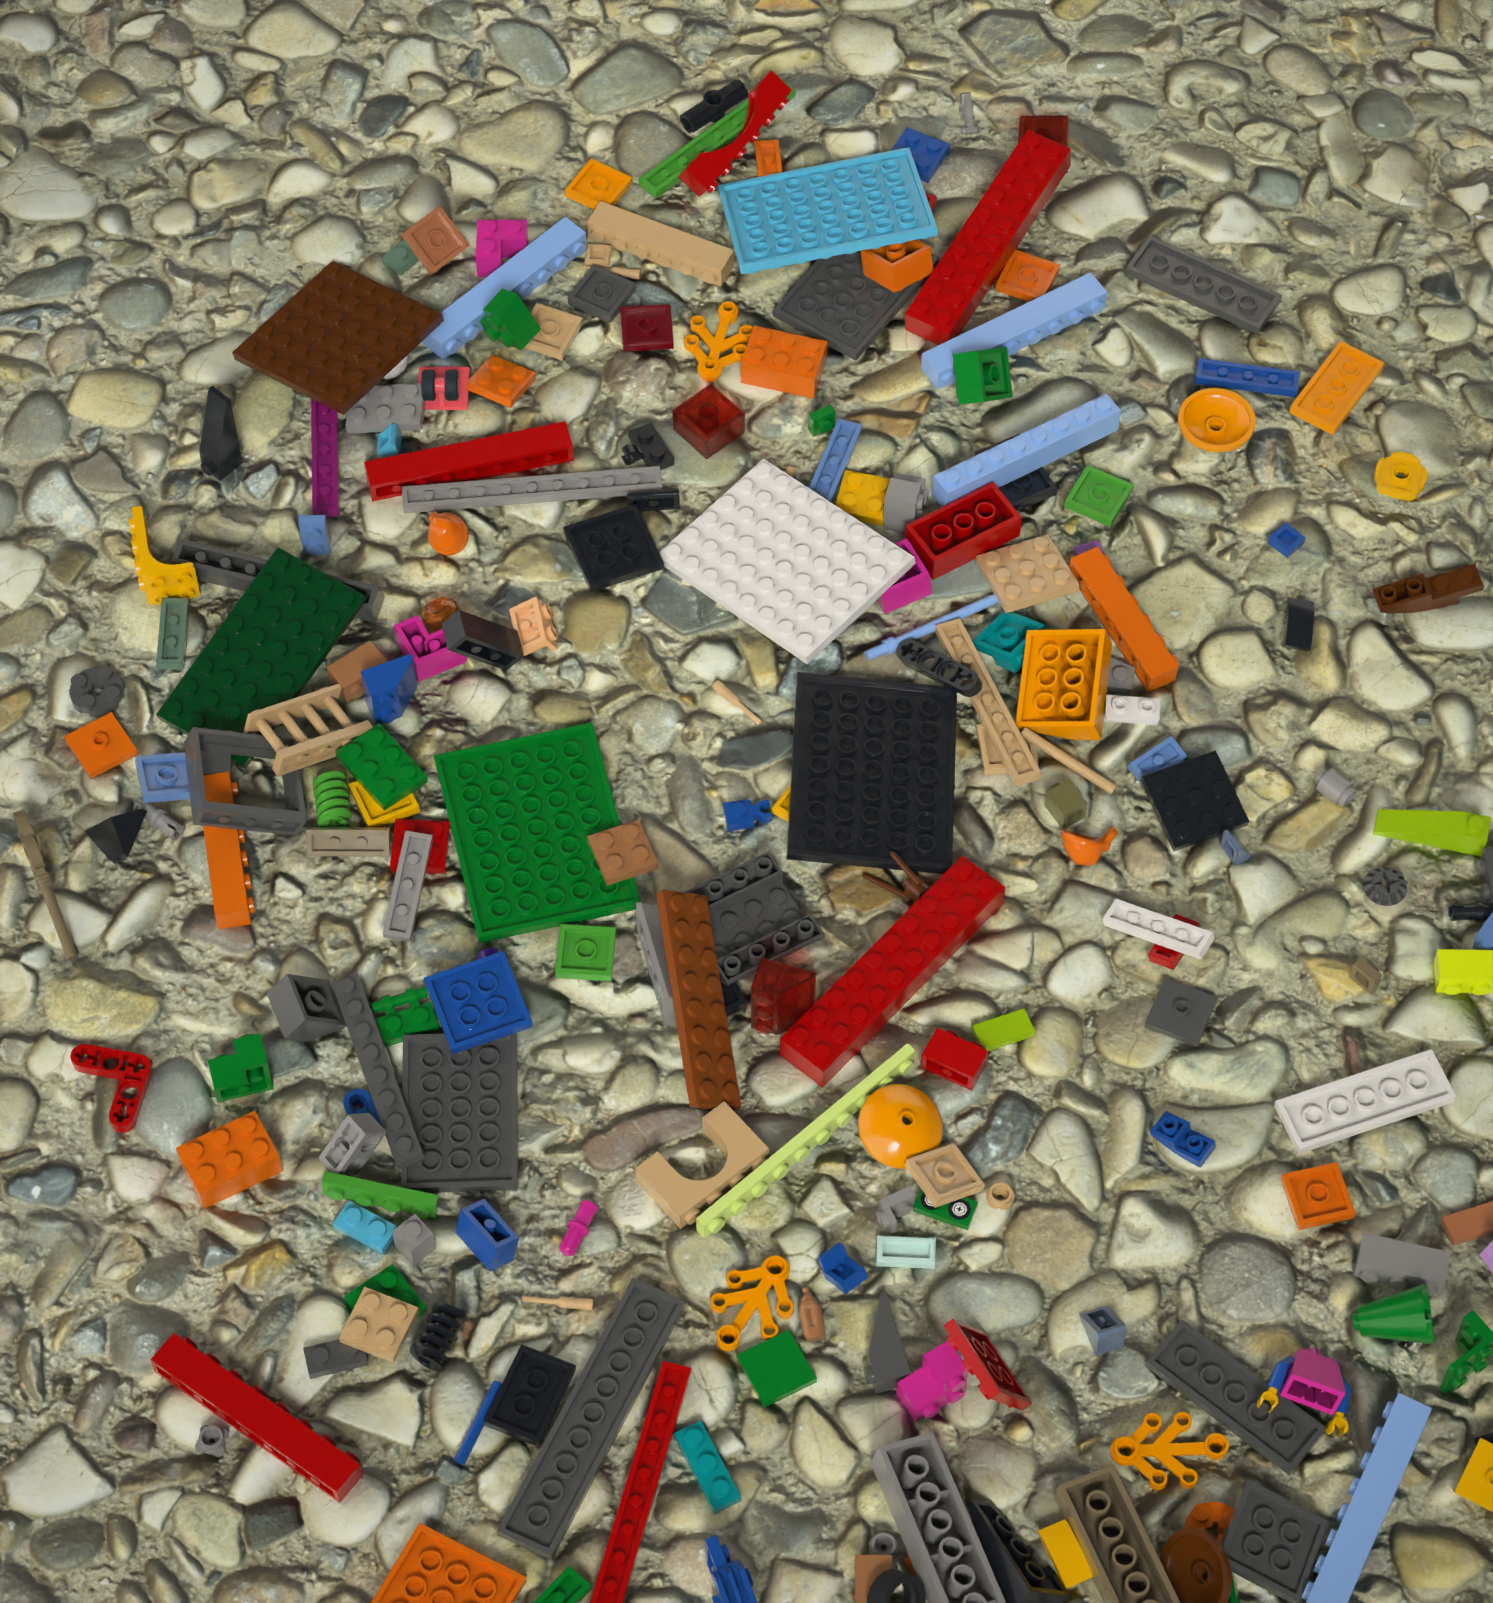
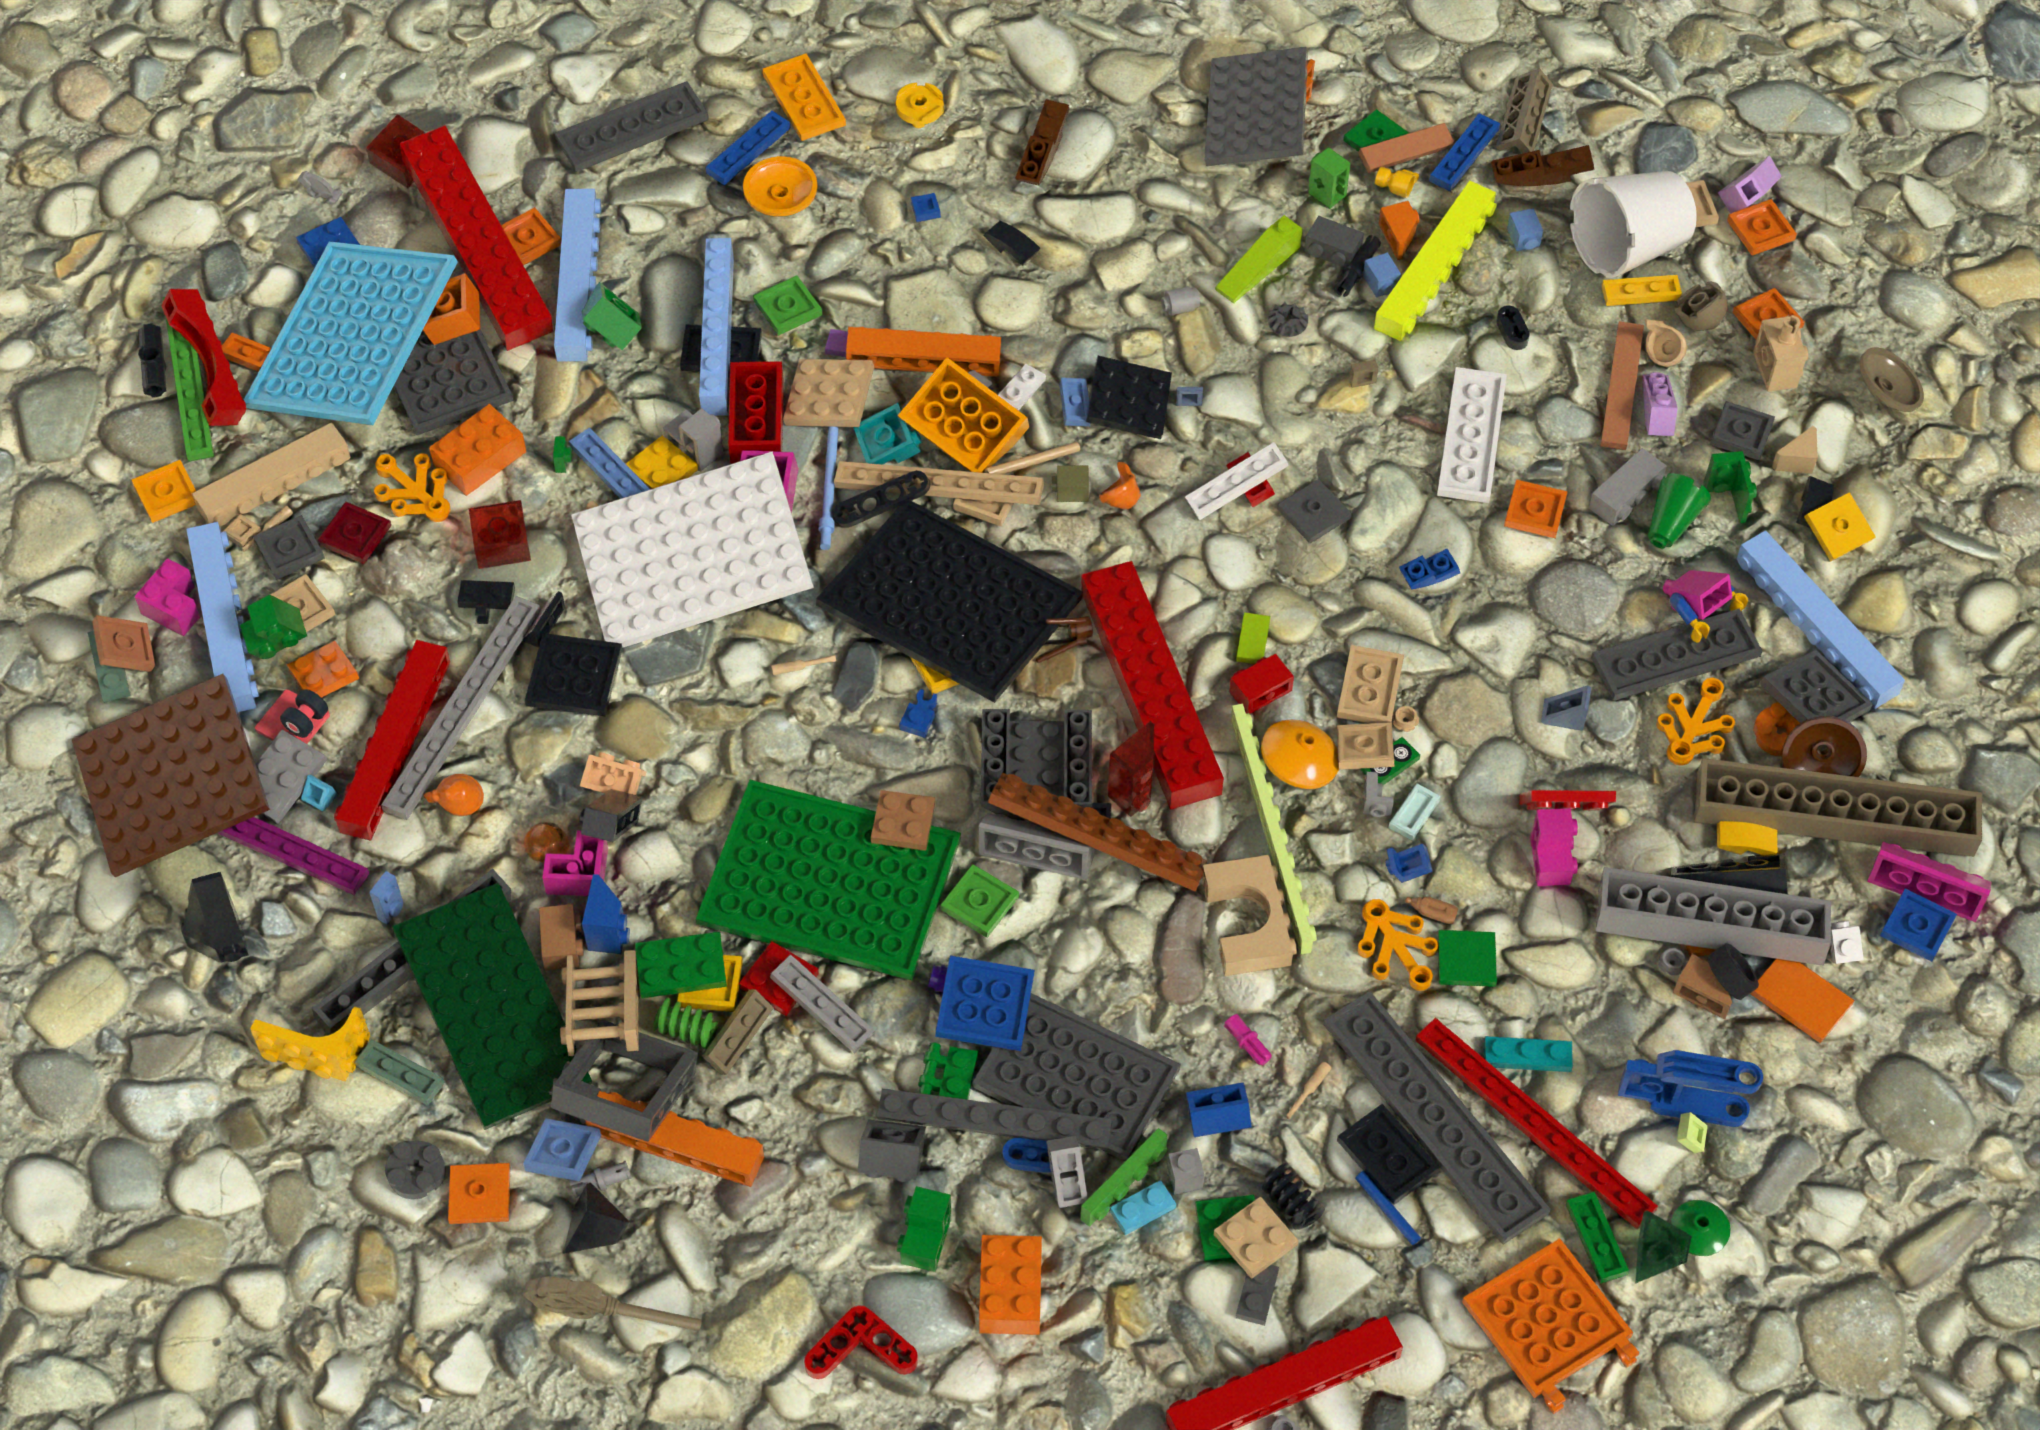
camera: 60 degrees left, 0 degrees up
(886, 1354) = (1501, 870): dark grey slope -> none
(1015, 1149) = (1370, 685): none -> tan plate

